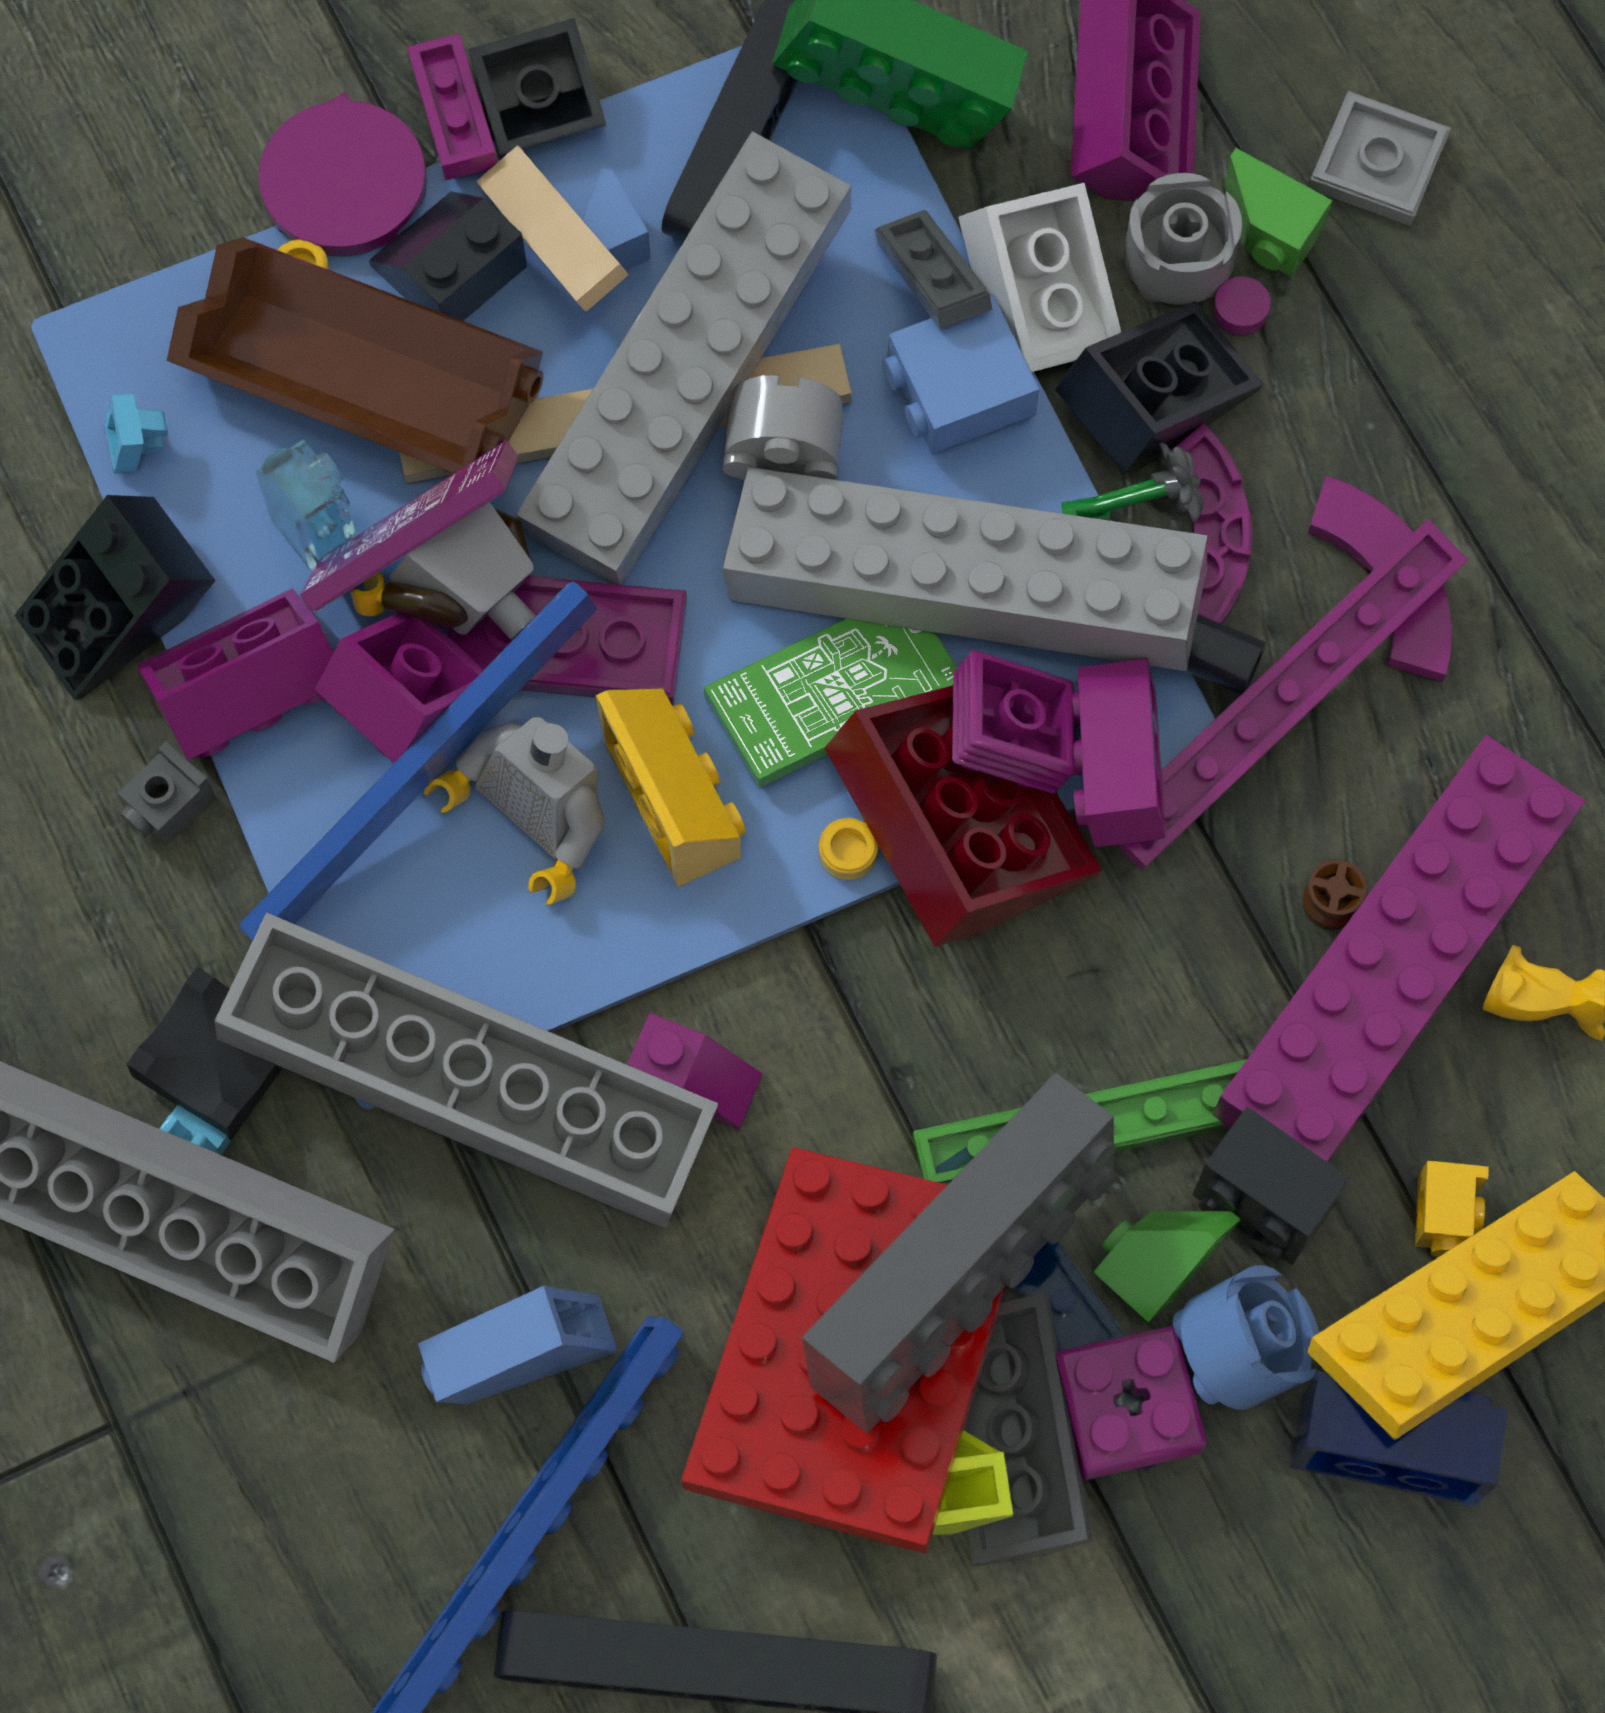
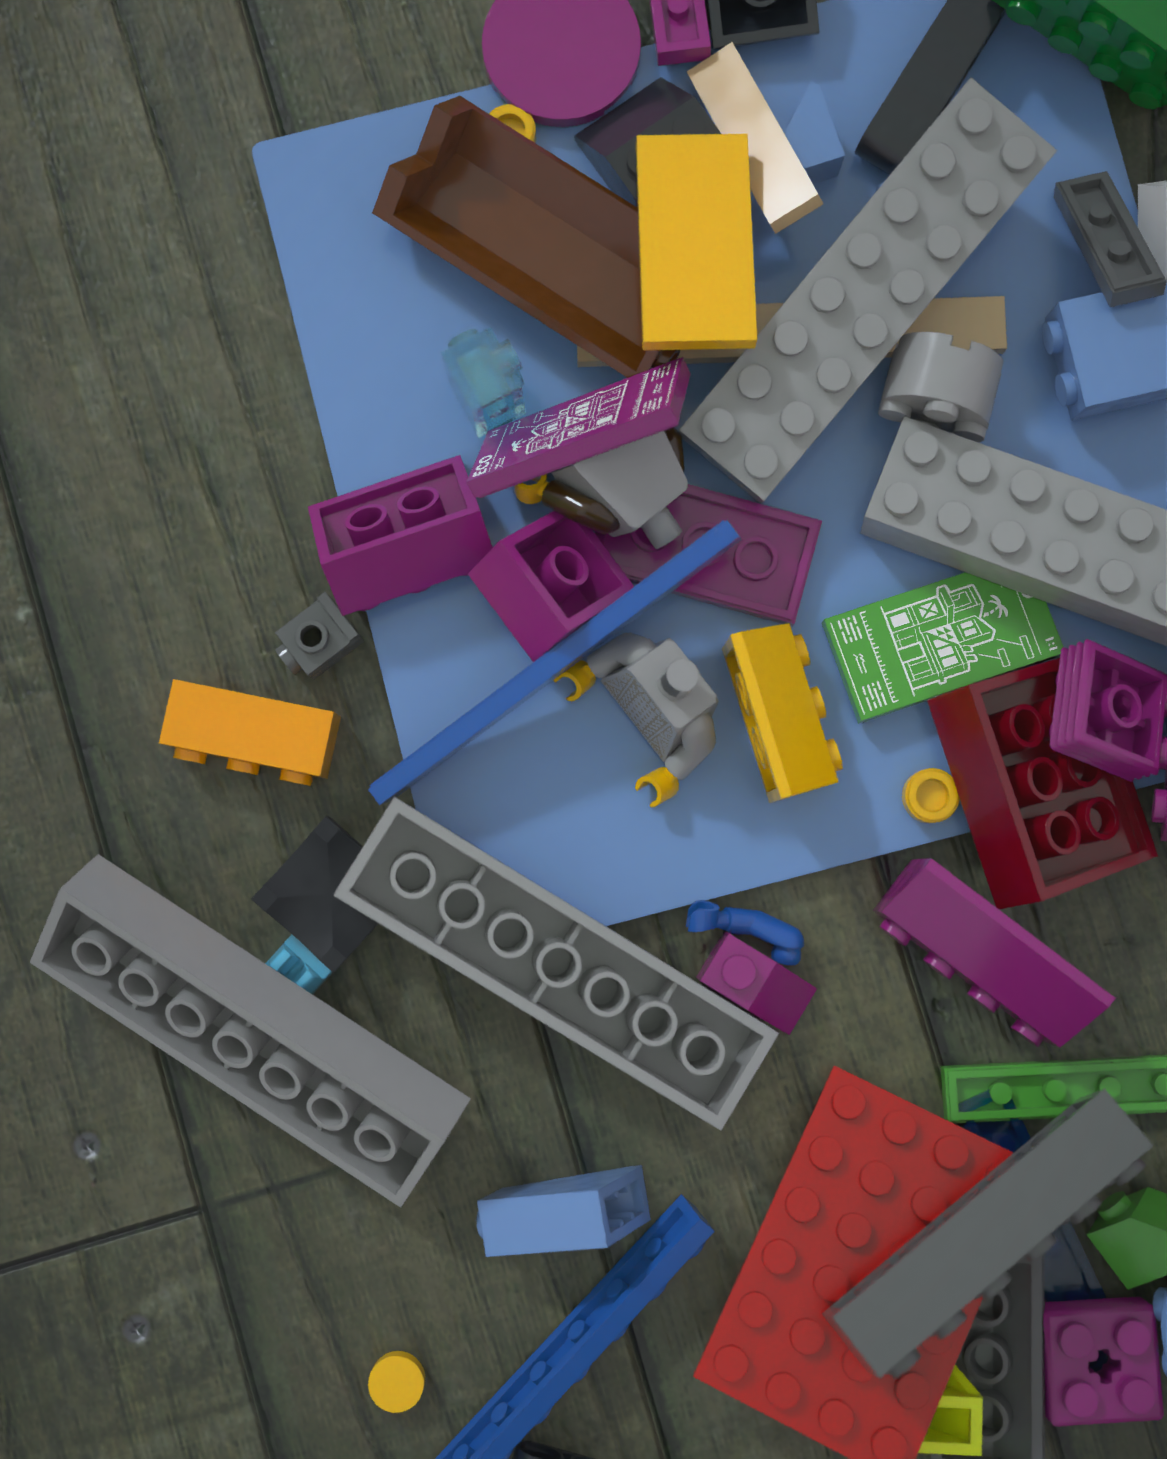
camera: 10 degrees right, 15 degrees up
(103, 902) = (249, 732): none -> light orange brick
(113, 592) = (296, 433): black slope -> none
(132, 432) = (331, 277): medium azure tile -> none
(357, 1572) = (396, 1381): none -> yellow tile
(502, 329) = (695, 242): none -> yellow tile
(719, 1022) = (786, 938): none -> blue arm
(934, 992) = (990, 953): none -> magenta slope

